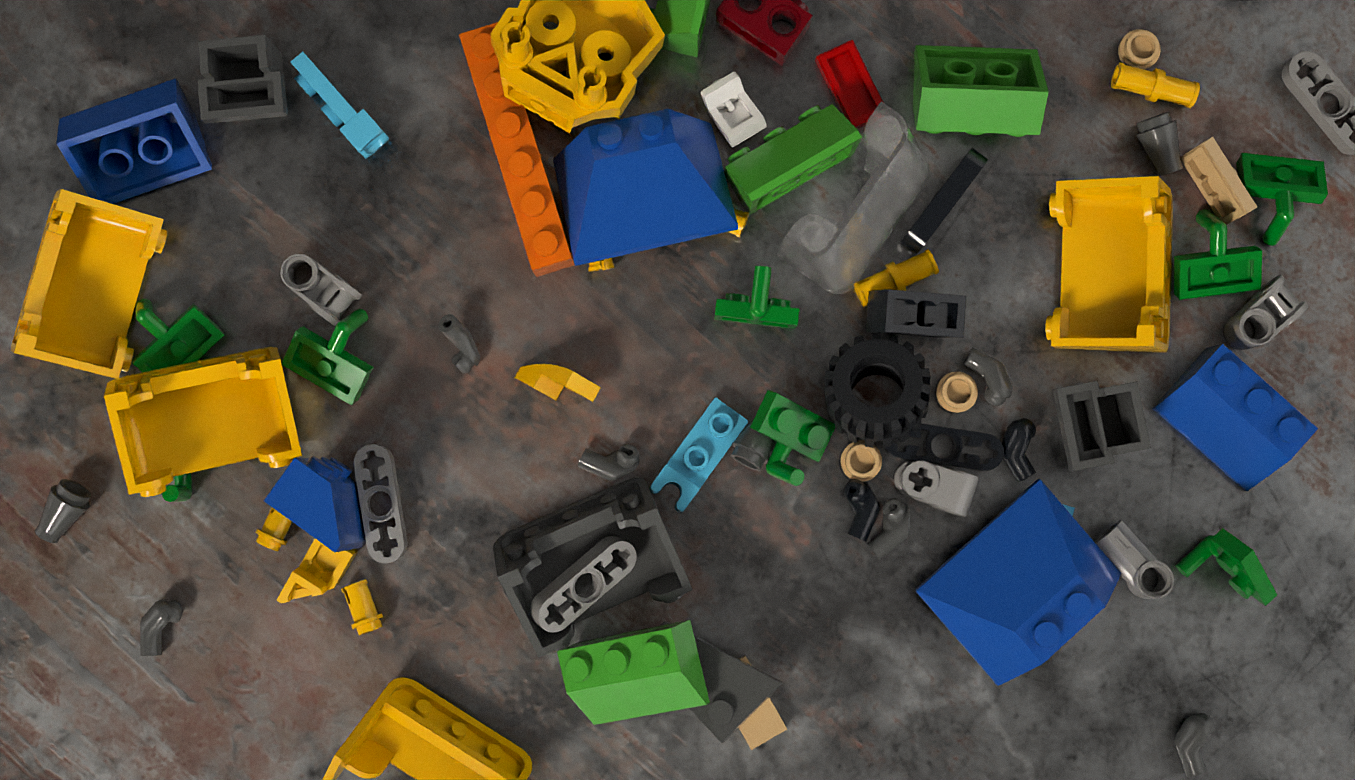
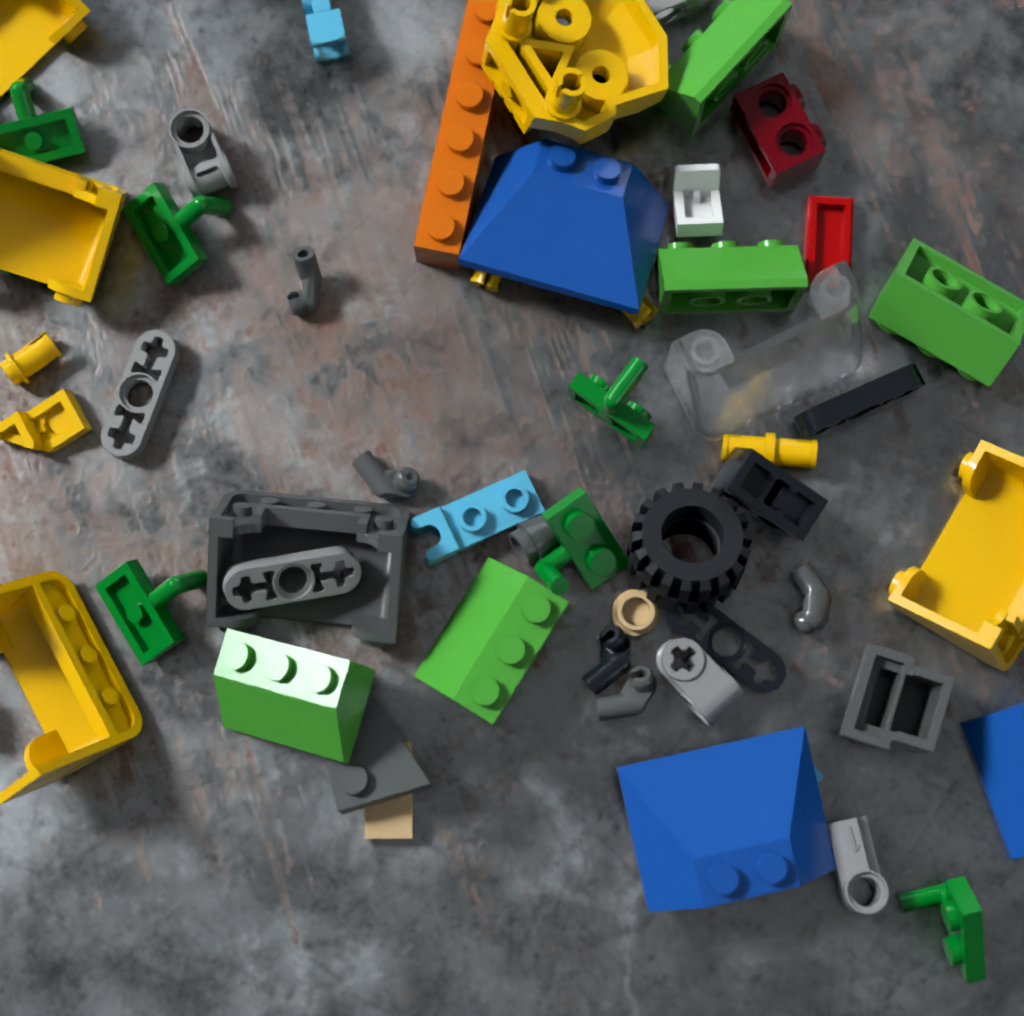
camera: 25 degrees right, 5 degrees down
(321, 502) = (82, 352): blue slope -> none
(362, 607) = (64, 485): yellow pin -> none
(479, 670) = (142, 610): none -> green plate
(552, 379) = (378, 366): yellow slope -> none
(763, 545) = (492, 640): none -> bright green slope
(956, 392) = (768, 597): tan plate -> none
(1015, 446) = (797, 683): black arm -> none

